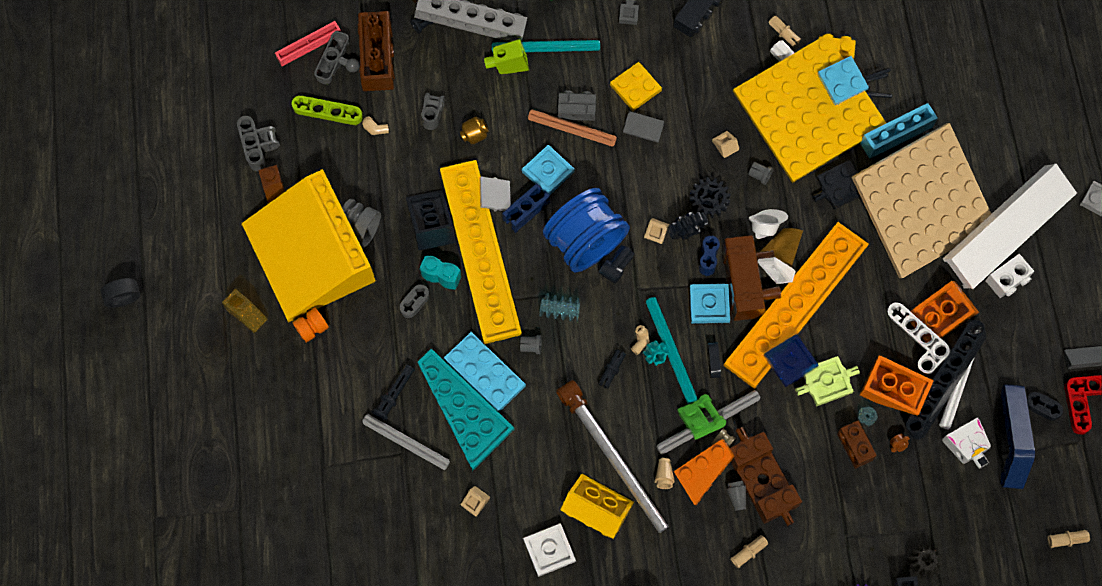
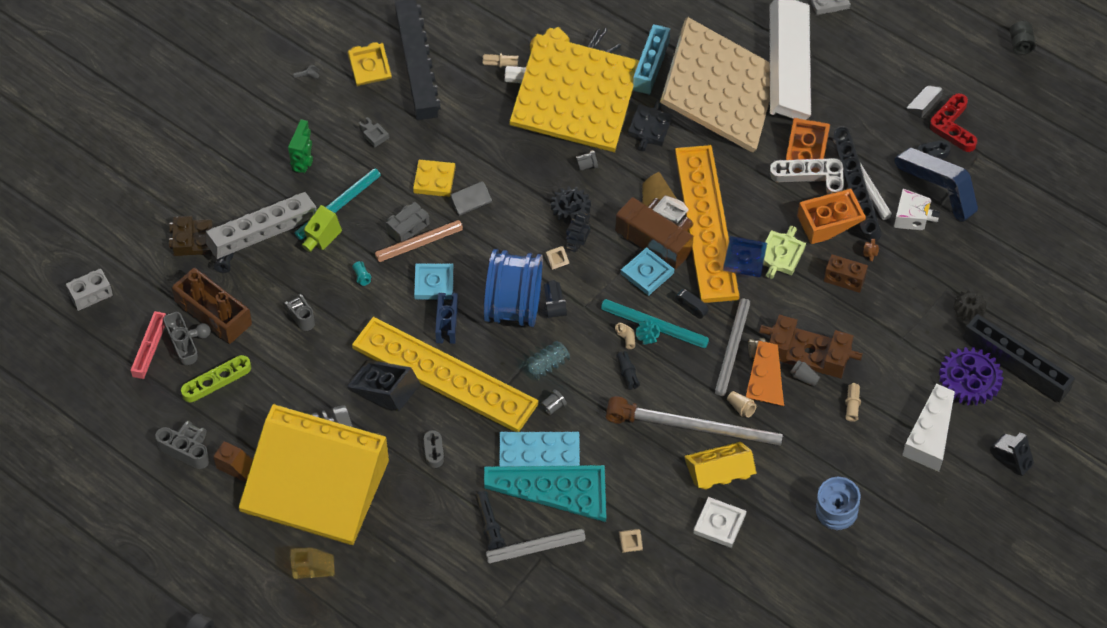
camera: 45 degrees left, 15 degrees down
(310, 325) = (375, 529): orange wheel -> none
(373, 128) = (267, 361): tan arm -> none
(445, 273) = (433, 411): teal brick -> none
(474, 130) = (349, 299): pearl gold head -> none
(494, 194) = (413, 328): light grey piece -> none
(503, 121) = (363, 276): none -> teal pin
(695, 419) = (725, 350): bright green plate -> none
(709, 255) = (612, 241): dark blue axle -> none
(726, 144) = (541, 163): tan slope -> none
(767, 222) = (628, 187): white piece -> none
(843, 80) = (581, 54): medium azure plate -> none
(867, 411) = (831, 247): clear light blue plate -> none
(1008, 274) = (823, 90): white brick -> none
(1068, 538) = (1038, 216): tan axle -> none

